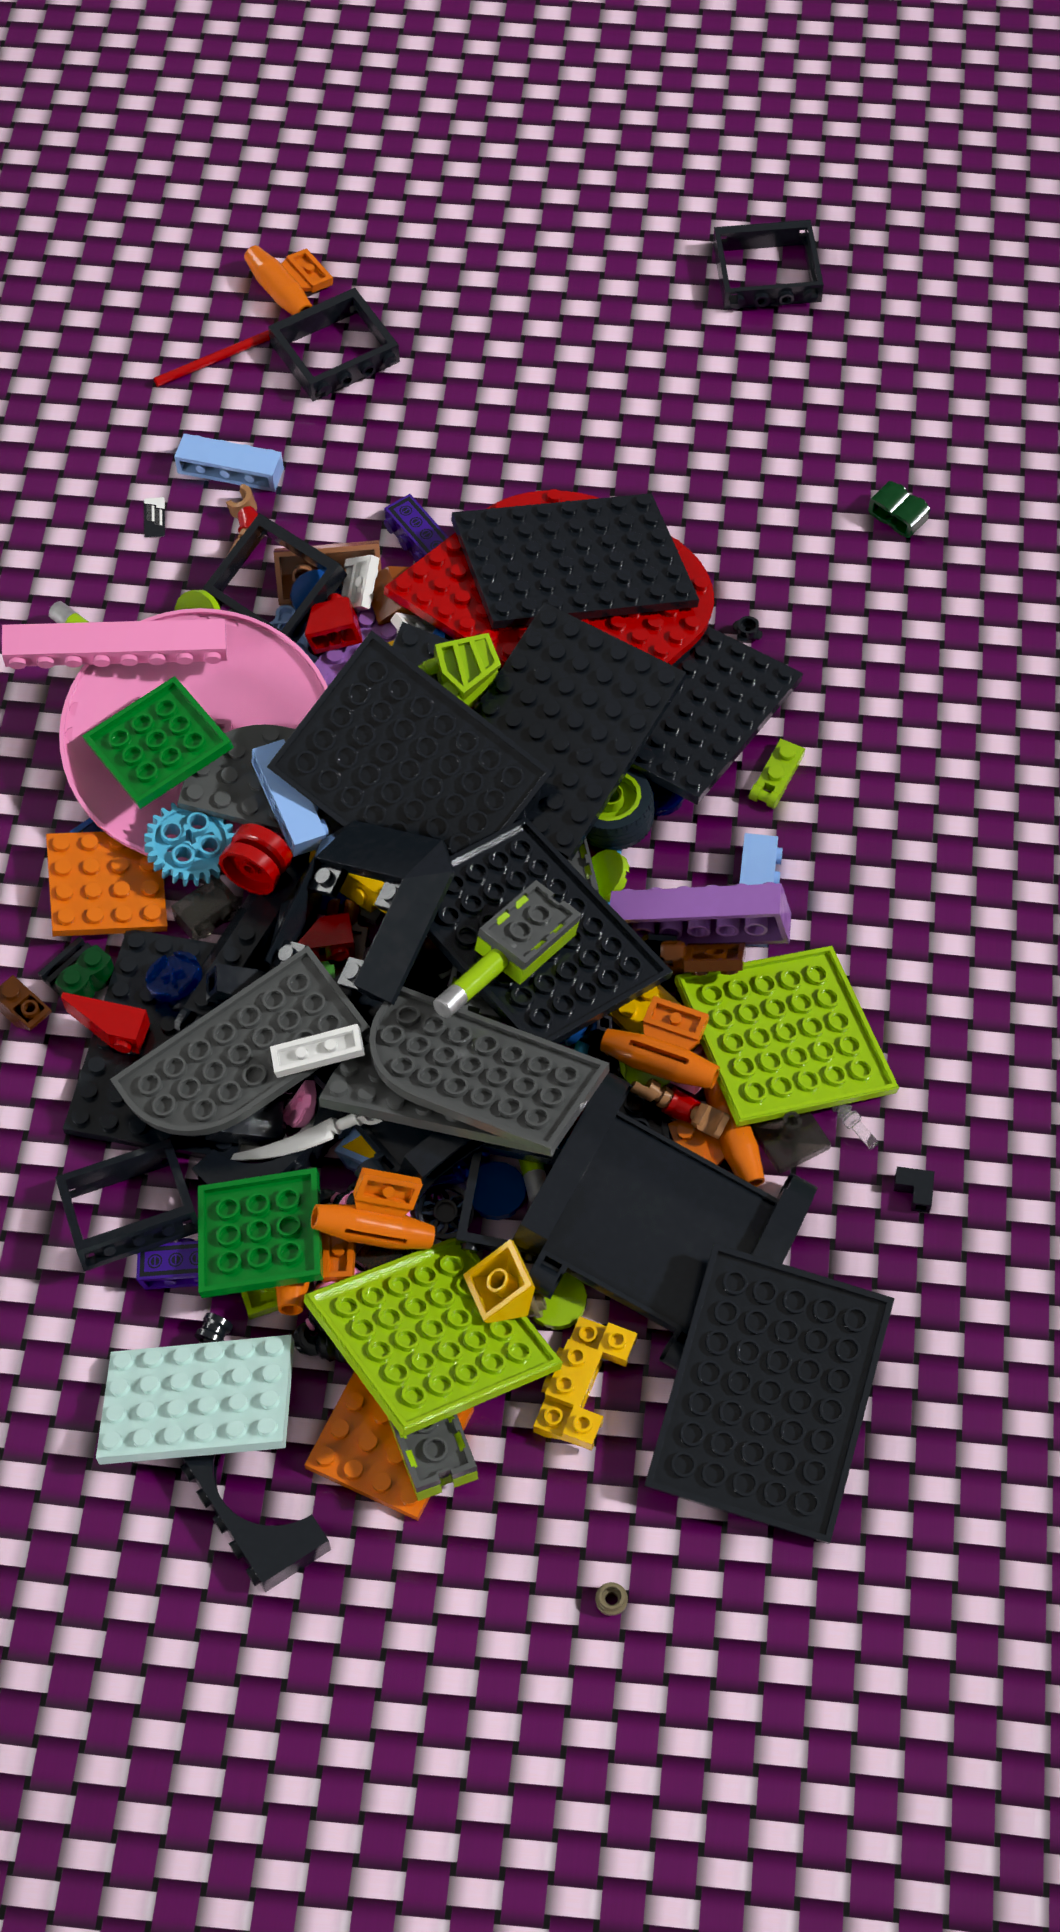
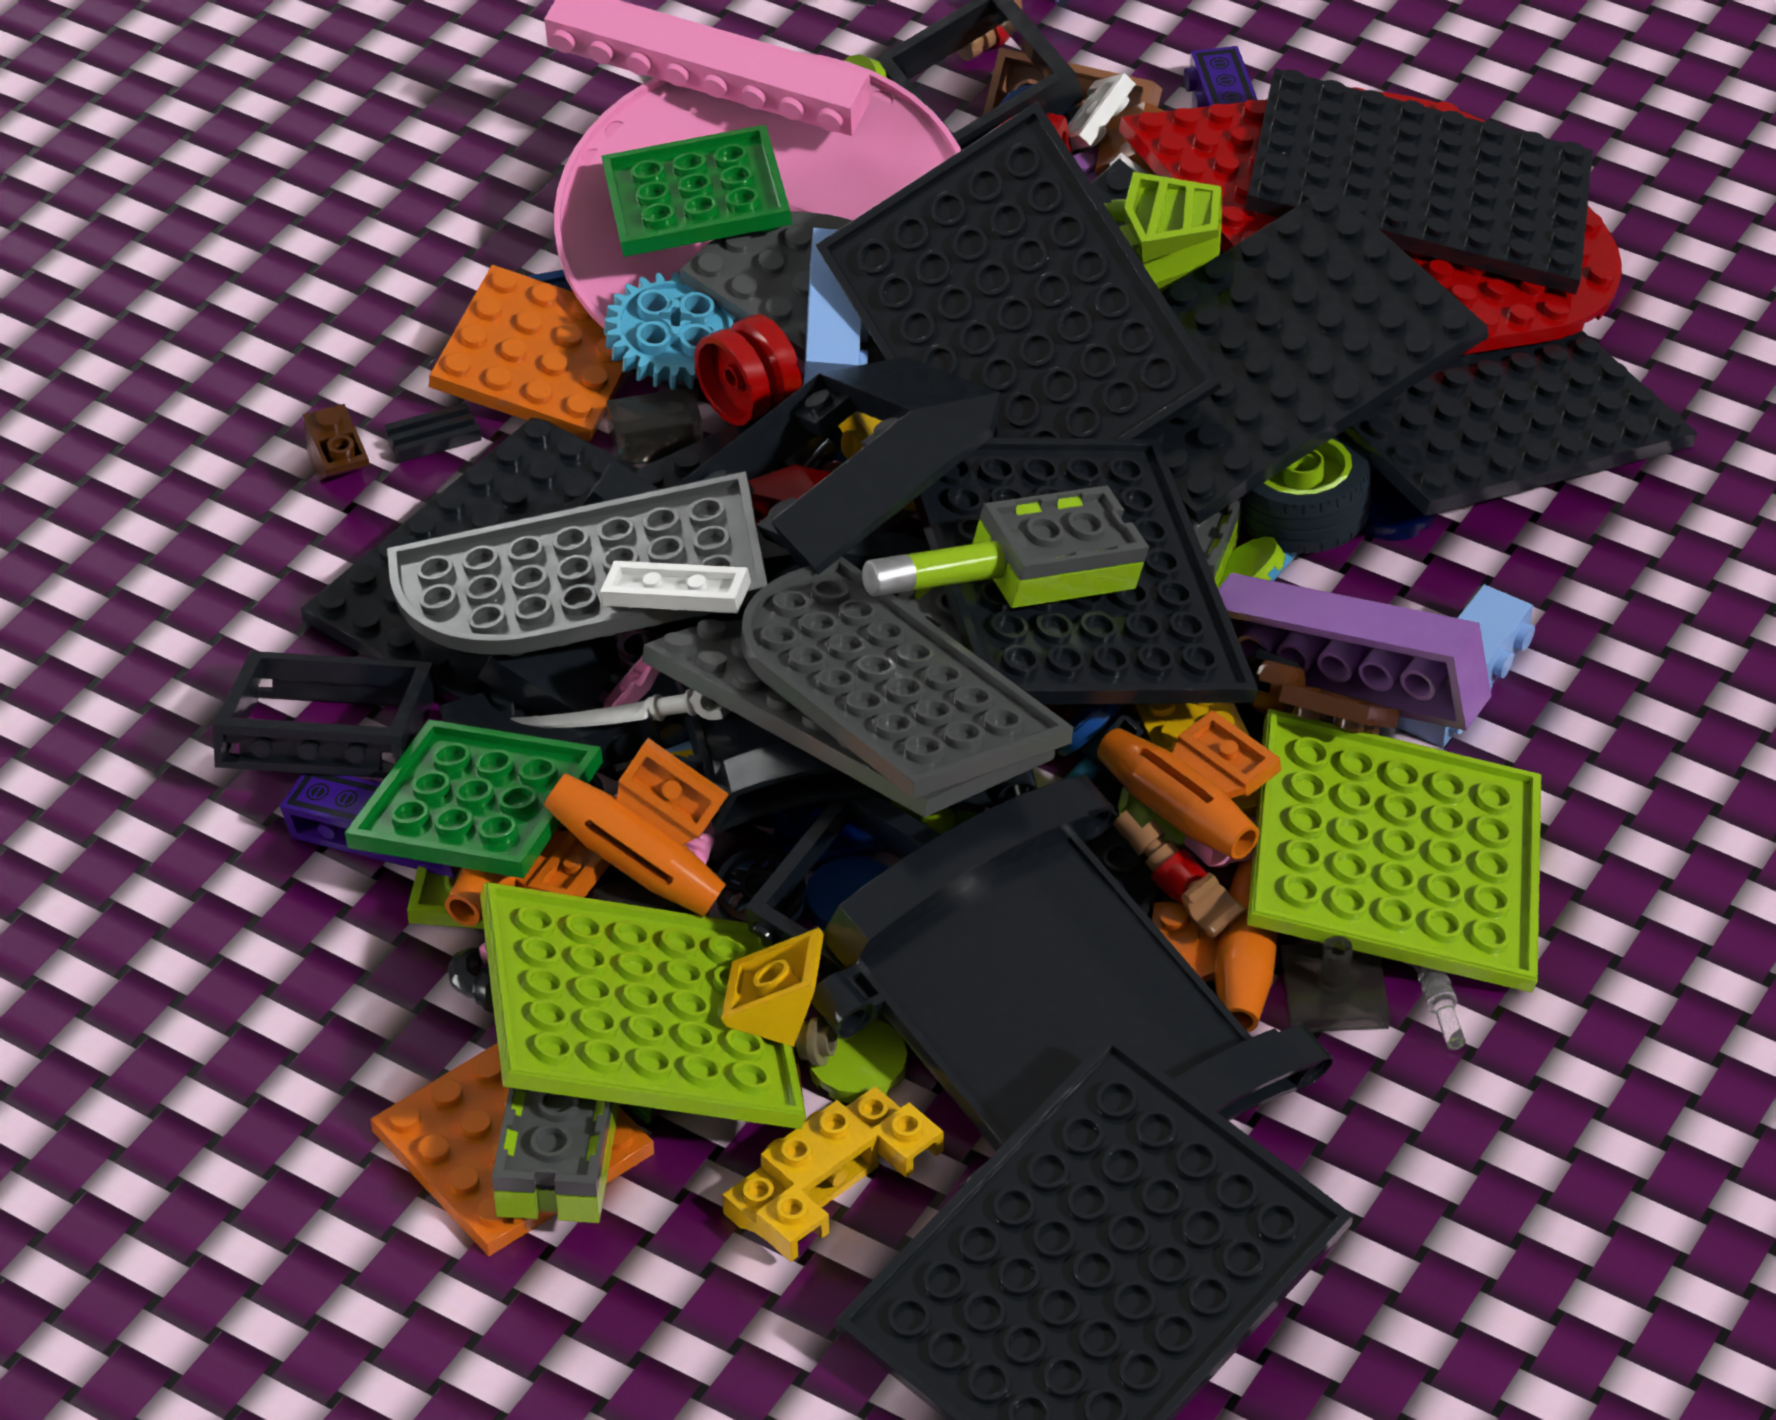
camera: 25 degrees right, 15 degrees down
(88, 975) = (440, 447): dark green brick -> none
(114, 1023) = (437, 496): red slope -> none
(173, 976) = (556, 479): clear blue tile -> none
(196, 1400) = (268, 972): light aqua plate -> none
(213, 1329) = (348, 912): black wheel -> none
(269, 1550) = (254, 1200): black arch -> none
(747, 623) = (1645, 356): black plate -> none
(777, 773) = (1585, 542): lime plate -> none
(918, 1183) = (1495, 1119): black piece -> none

